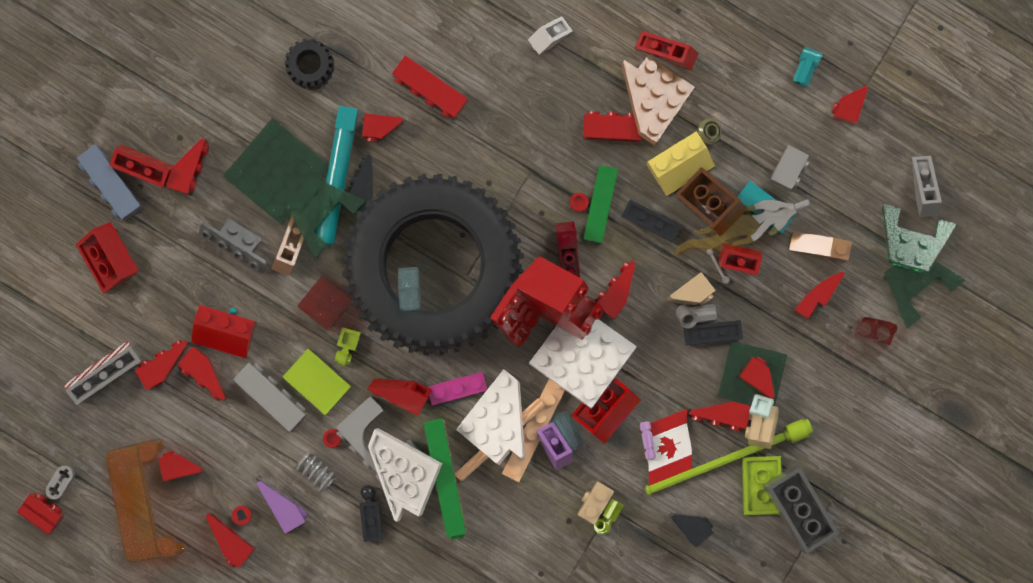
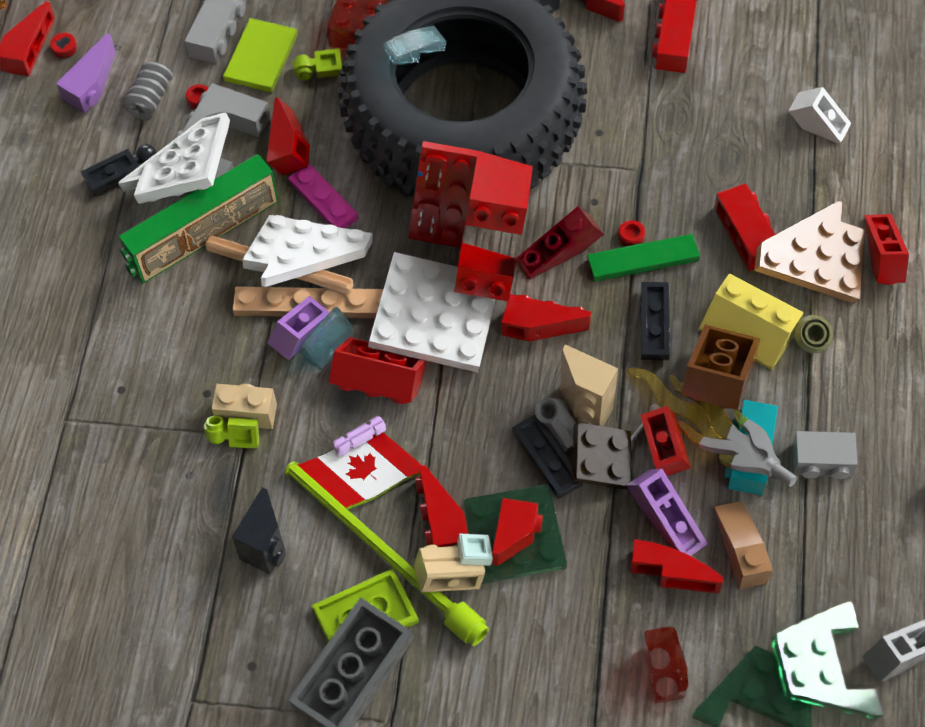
camera: 70 degrees right, 25 degrees down
(730, 301) = (601, 455): none -> plate
(782, 280) = (666, 511): none -> medium lavender slope

